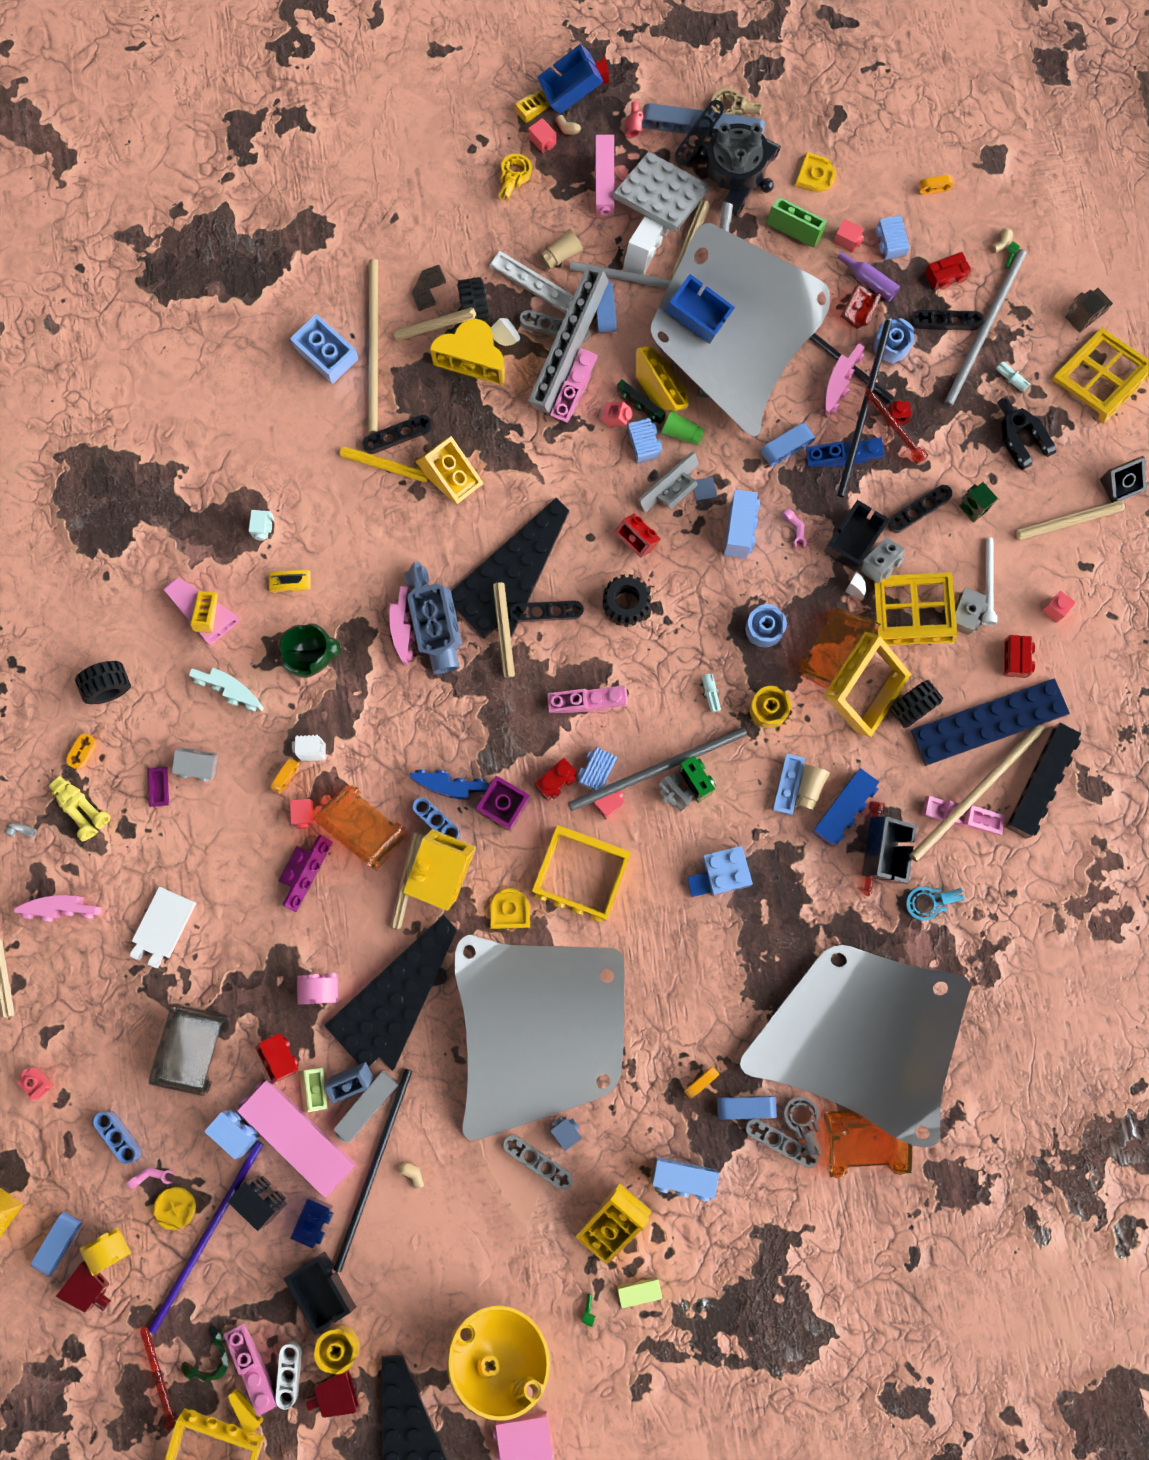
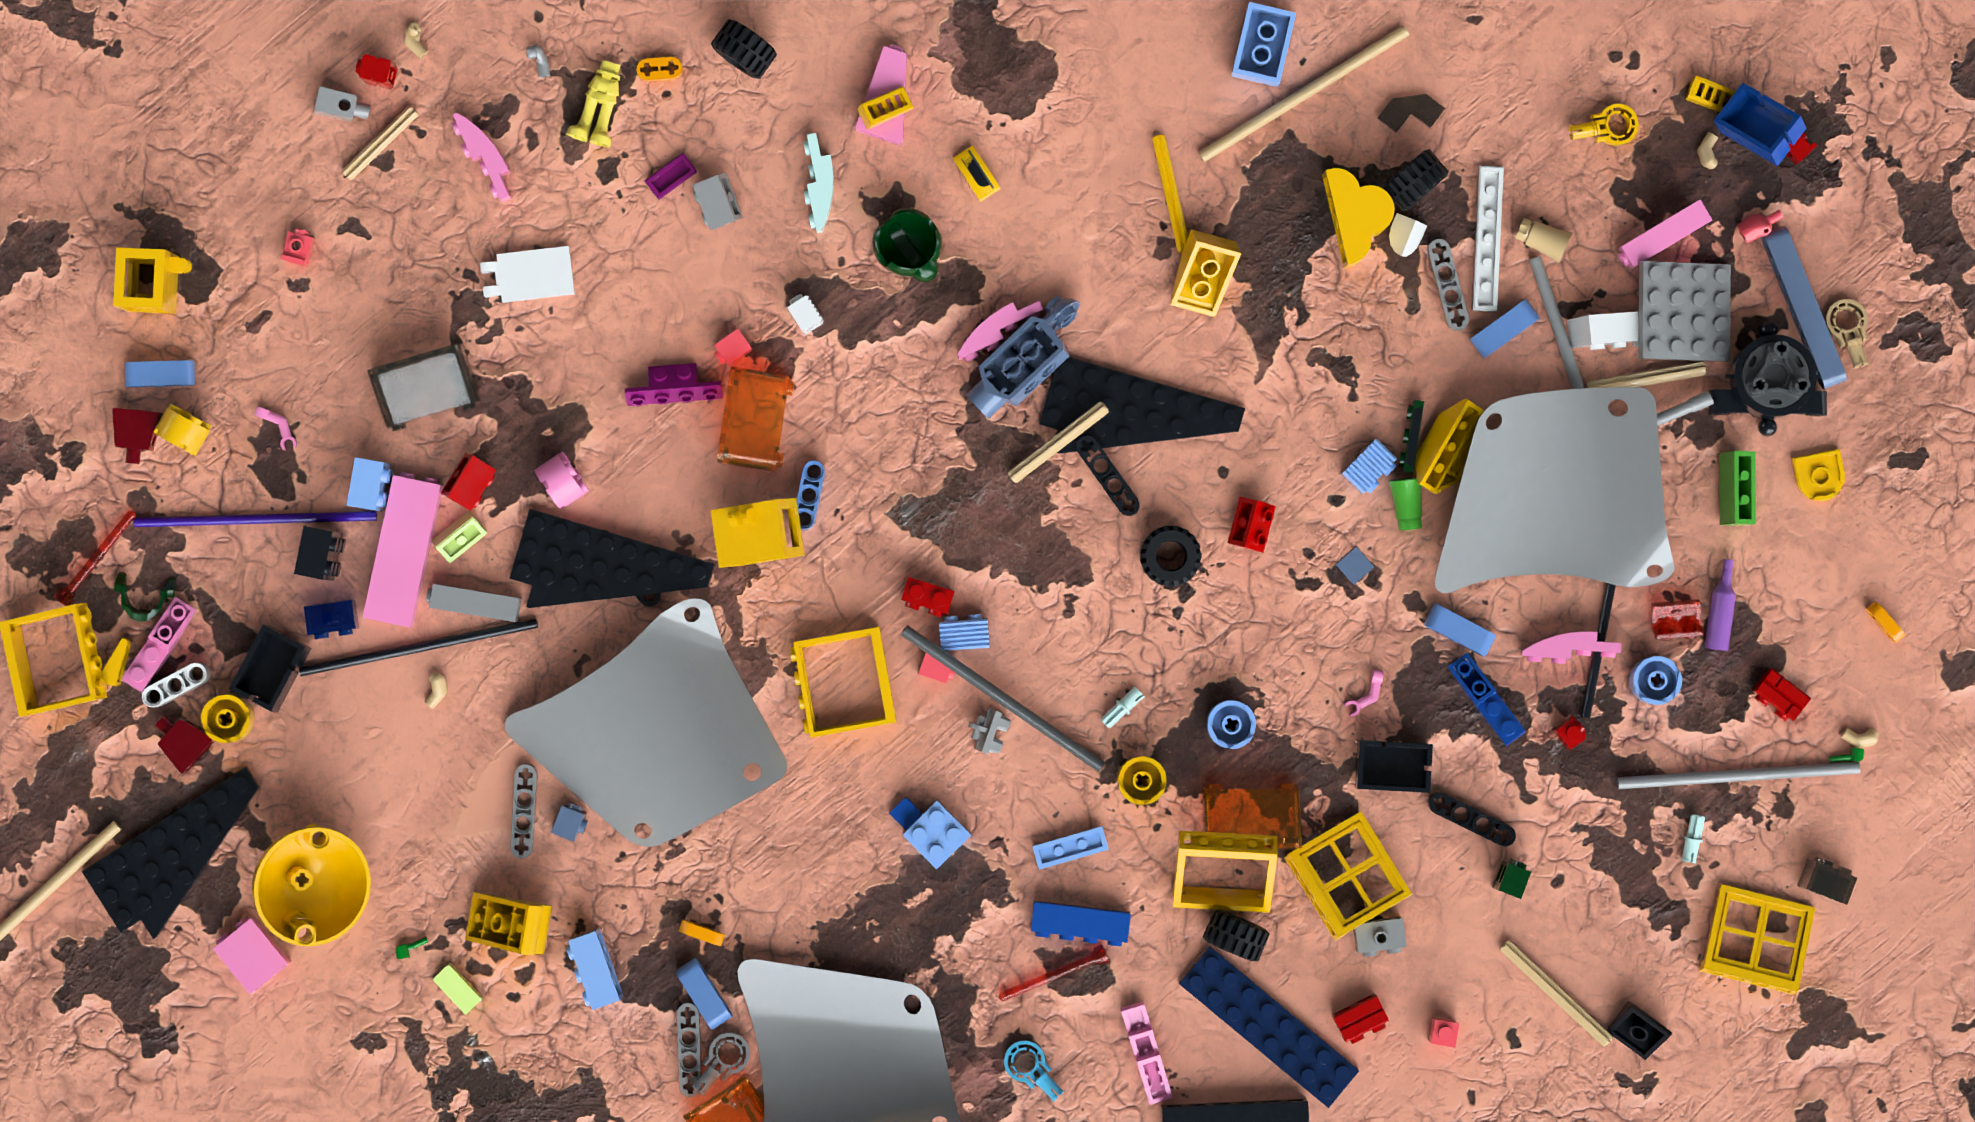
camera: 55 degrees right, 10 degrees up
(107, 1133) = (296, 380): medium blue beam -> none
(174, 1208) = (262, 469): yellow tile -> none
(260, 524) = (1019, 102): light aqua brick -> none
(285, 775) = (761, 304): light orange beam -> none
(349, 1082) = (488, 571): sand blue brick -> none
(396, 432) = (1212, 188): black beam -> none
(402, 898) = (734, 499): tan axle -> none
(435, 324) = (1362, 153): tan axle -> none
(441, 784) = (850, 476): blue slope -> none
(503, 803) = (868, 555): magenta brick -> none
(509, 910) = (761, 629): yellow tile -> none
(542, 135) = (1676, 131): coral brick -> none
(568, 340) = (1433, 315): light grey brick -> none
(574, 386) = (1386, 351): bright pink slope -> none
(587, 700) = (1034, 578): bright pink slope -> none
(620, 415) = (1382, 423): coral brick -> none
(672, 486) = (1334, 531): light grey bracket -> none
(696, 778) = (1016, 746): green piece -> none
(697, 131) = (1783, 312): black beam -> none
(698, 313) = (1552, 442): blue piece -> none
(741, 524) = (1331, 632): light blue brick -> none
(811, 786) = (1080, 872): tan plant -> none
(849, 235) = (1759, 558): coral brick -> none
(857, 587) = (1337, 798): white brick -> none
(864, 409) = (1548, 692): black piece -> none
(882, 560) = (1382, 811): light grey brick -> none
(883, 856) = (1050, 993): black piece -> none
(892, 237) = (1786, 608): light blue brick -> none
(917, 453) = (1534, 782): clear red piece -> none
(947, 323) = (1724, 724): black beam -> none
(974, 795) = (1178, 1053): tan piece -> none
(989, 617) = (1388, 962): white piece -> none
(1030, 423) = (1613, 877): black piece -> none

